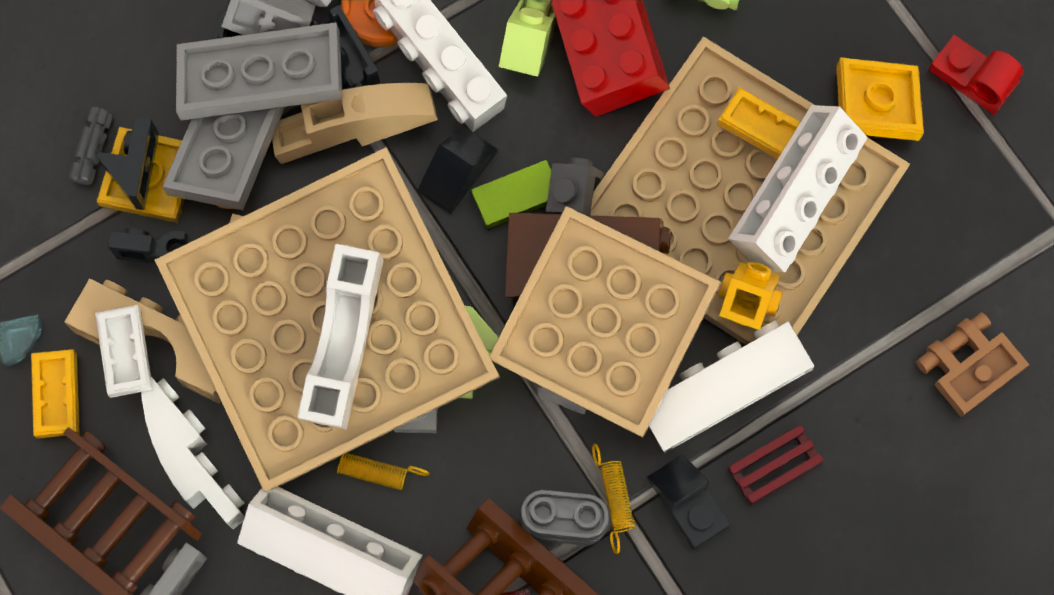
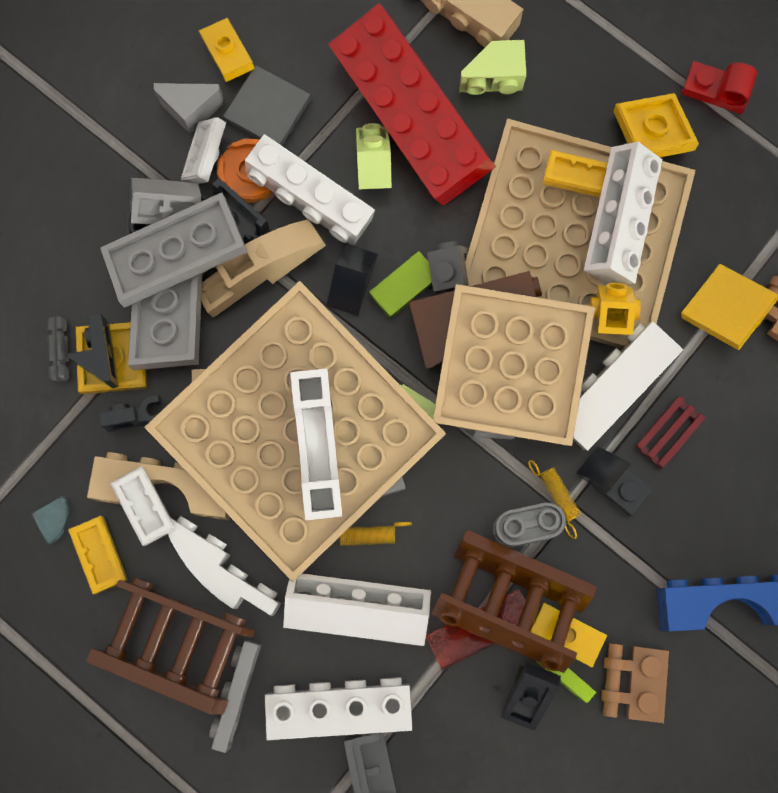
camera: 20 degrees left, 5 degrees up
(896, 337) = (729, 306): none -> yellow tile

